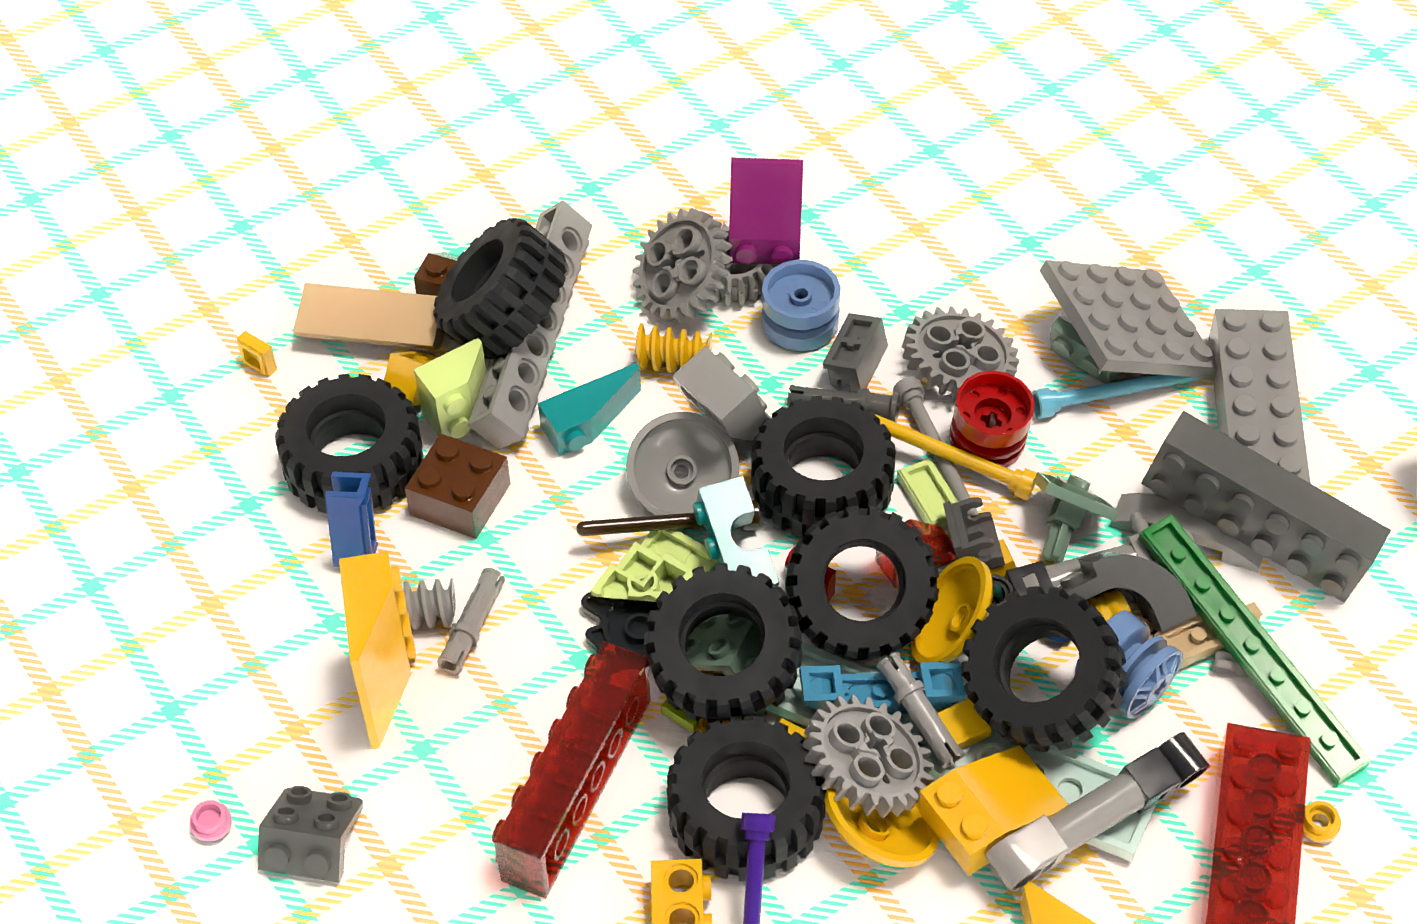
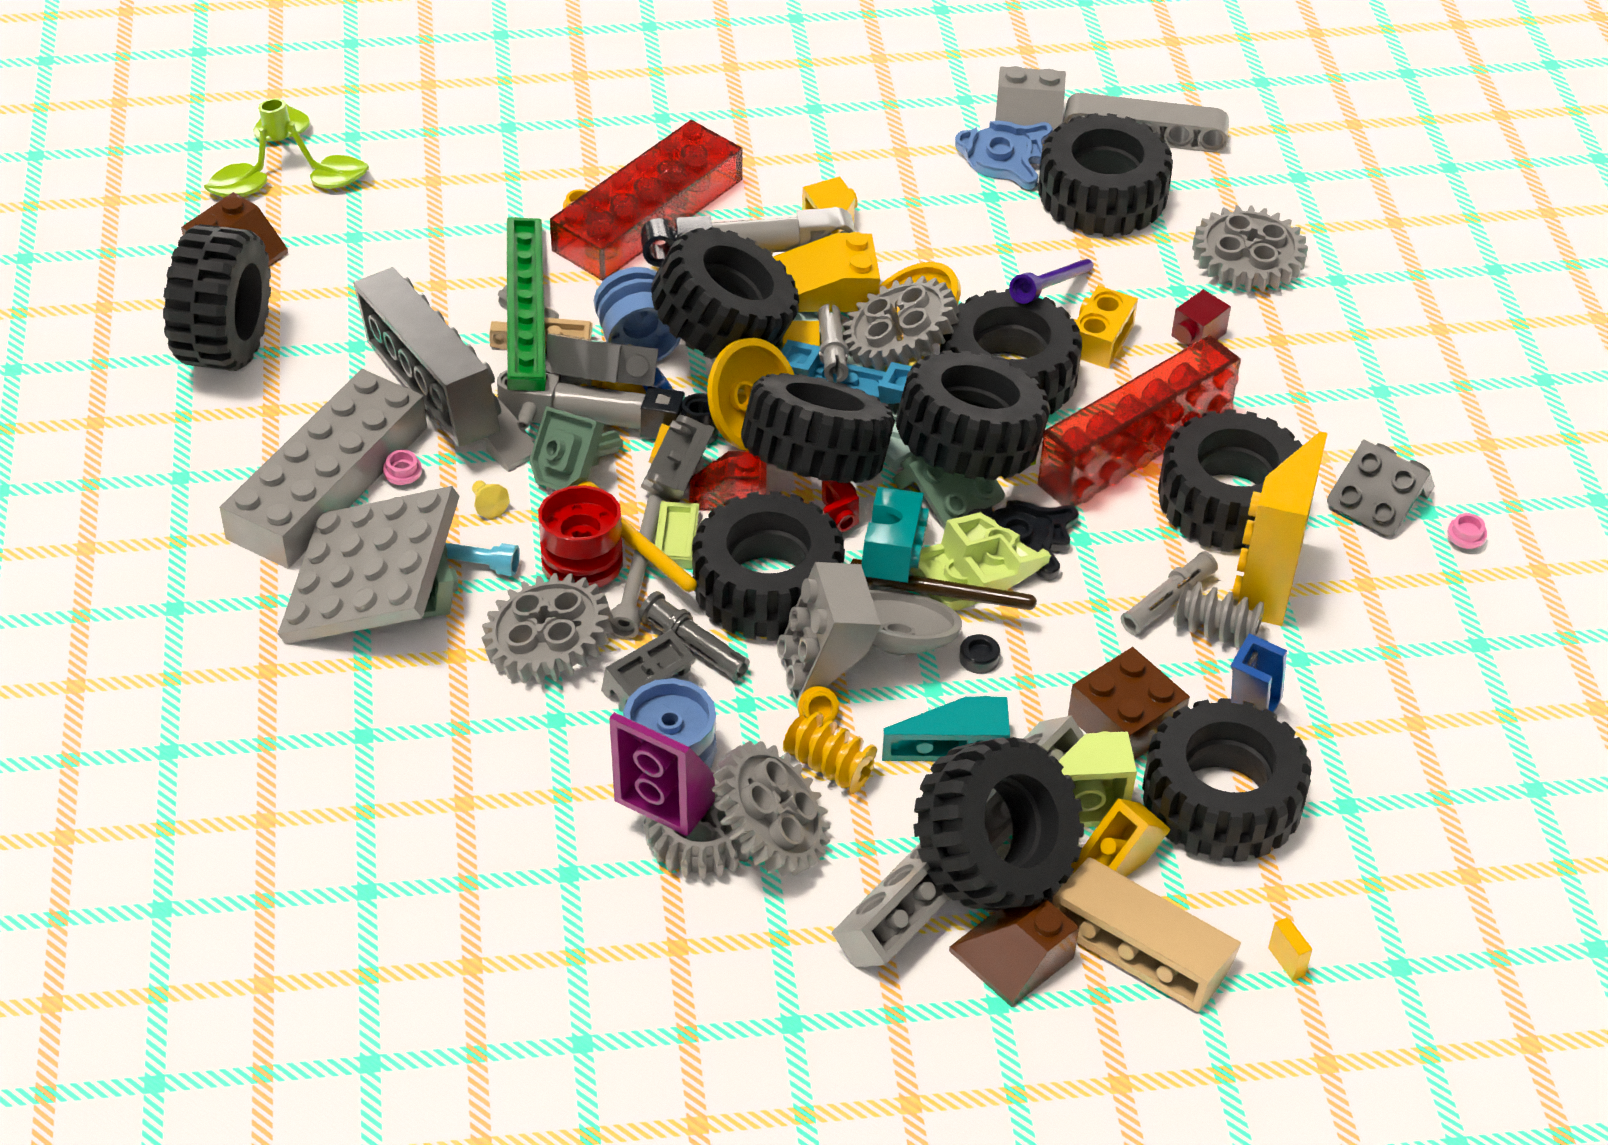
camera: 155 degrees left, 5 degrees down
(444, 704) = (1219, 446): none -> black tyre
(609, 499) = (979, 654): none -> black tile
(1107, 450) = (490, 499): none -> light yellow rock

